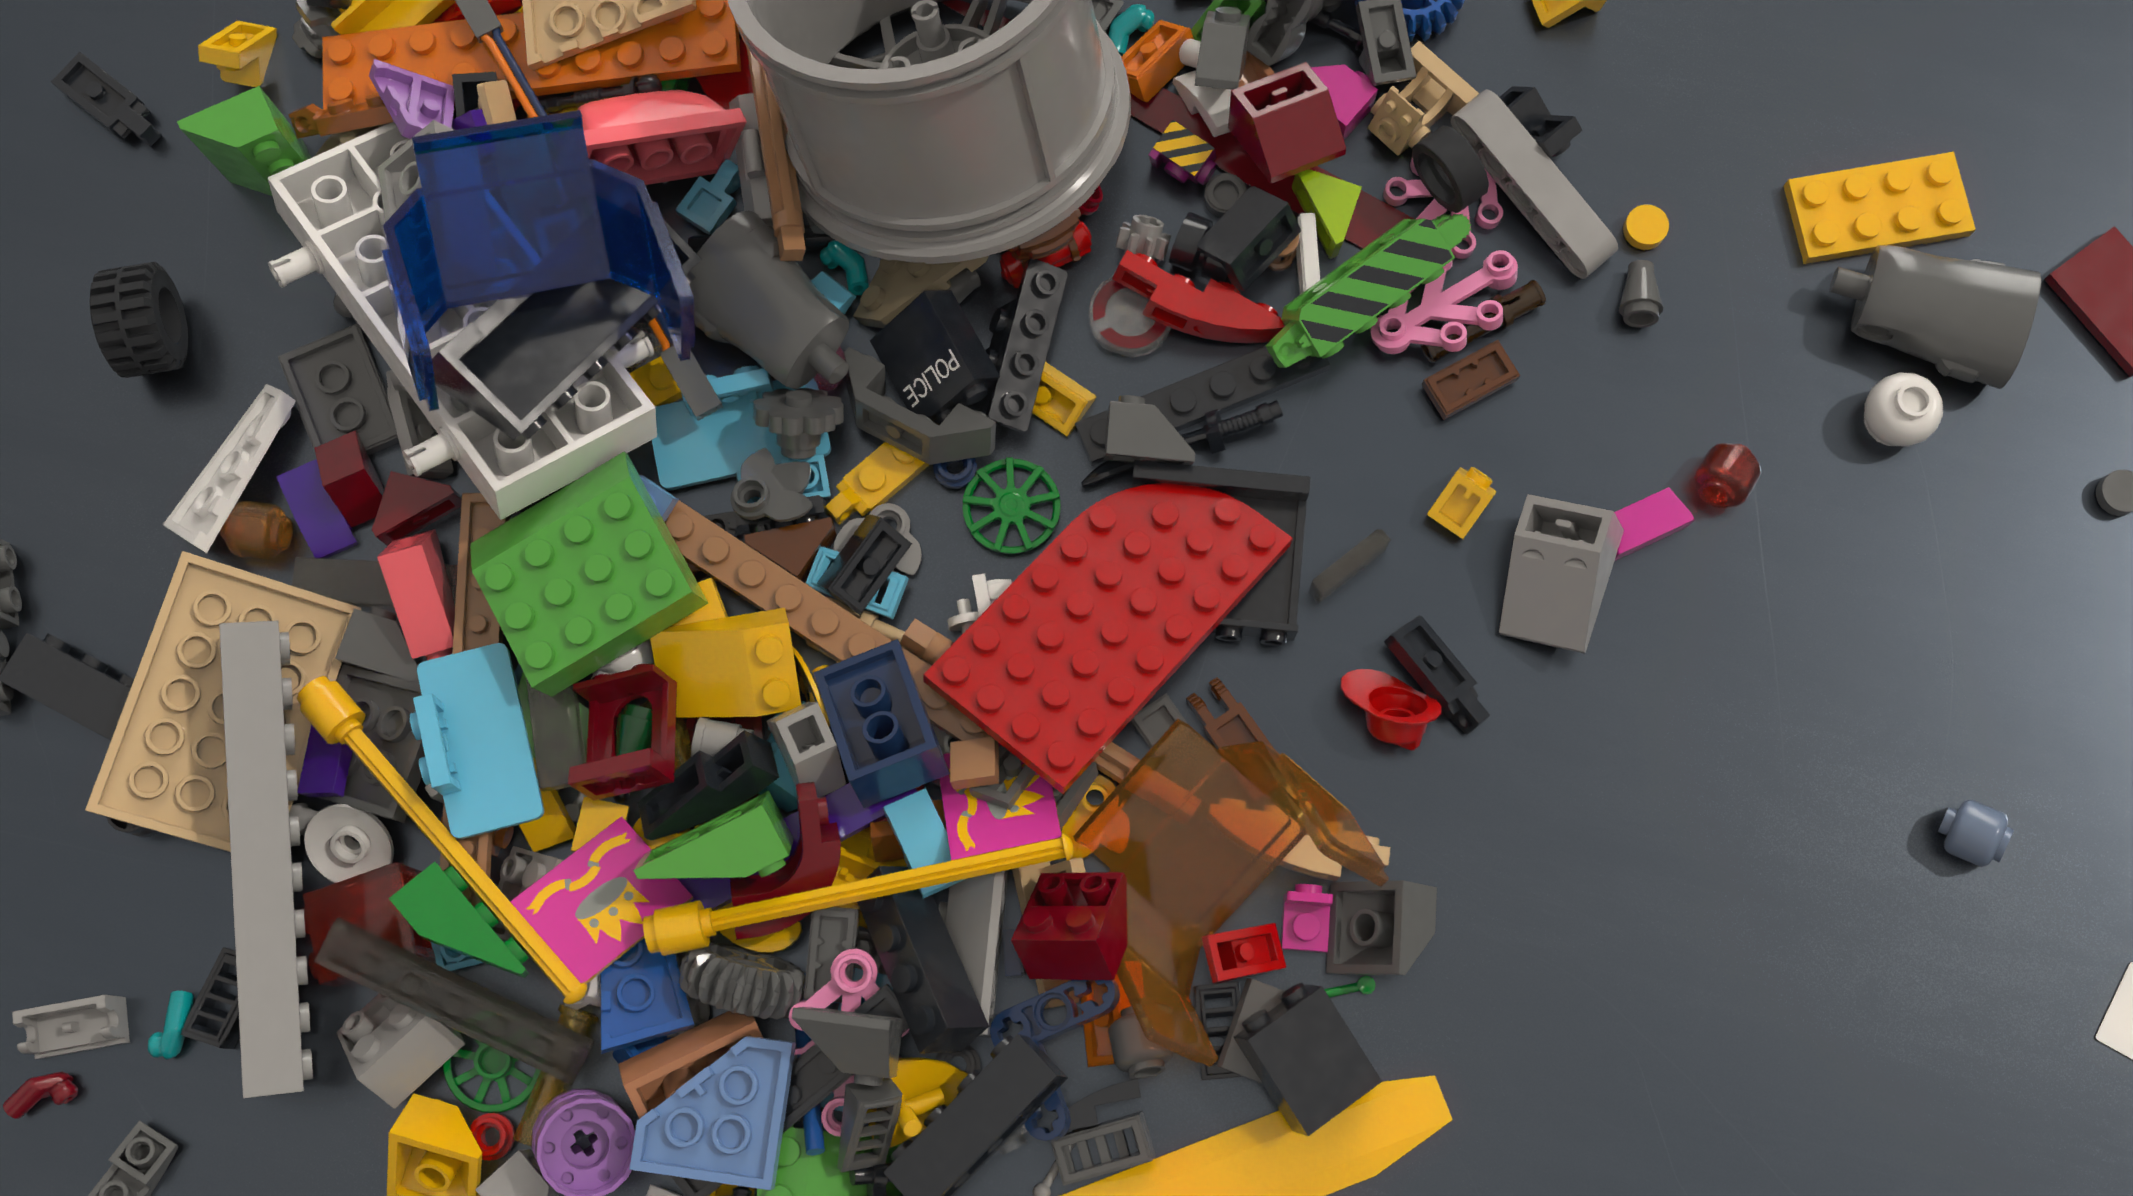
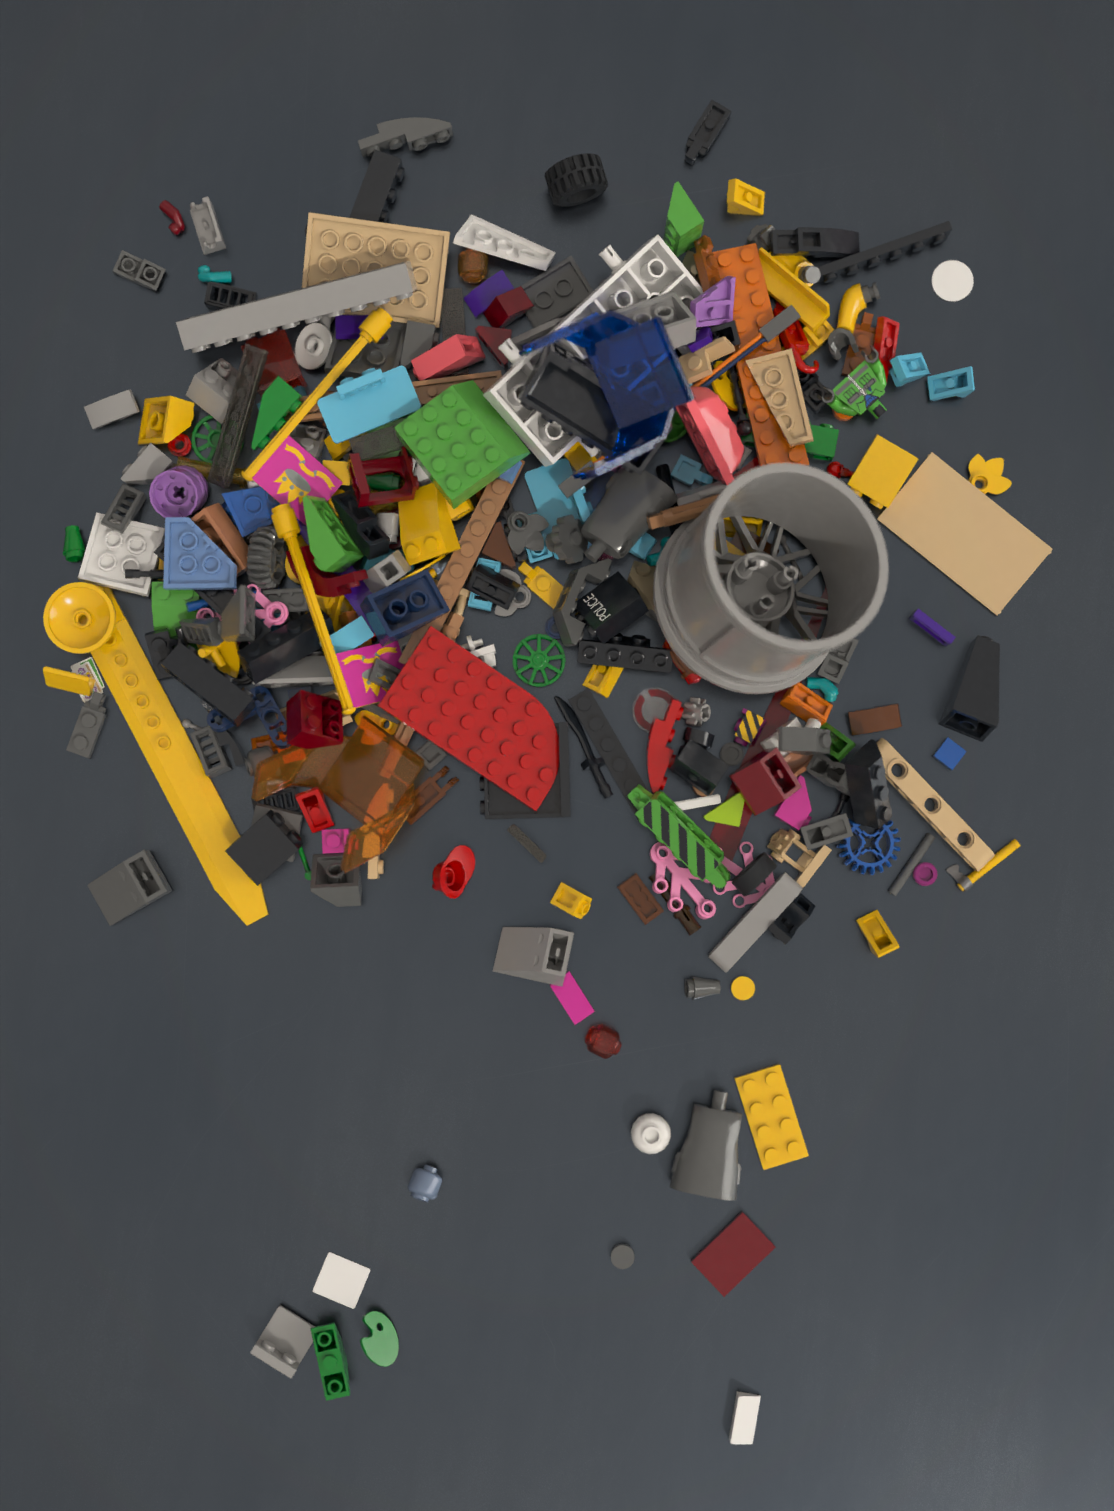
camera: 80 degrees right, 10 degrees up
(974, 763) = (389, 658): medium nougat tile -> none
(1143, 434) = (581, 724): dark grey slope -> none
(1438, 673) = (475, 895): black hinge -> none

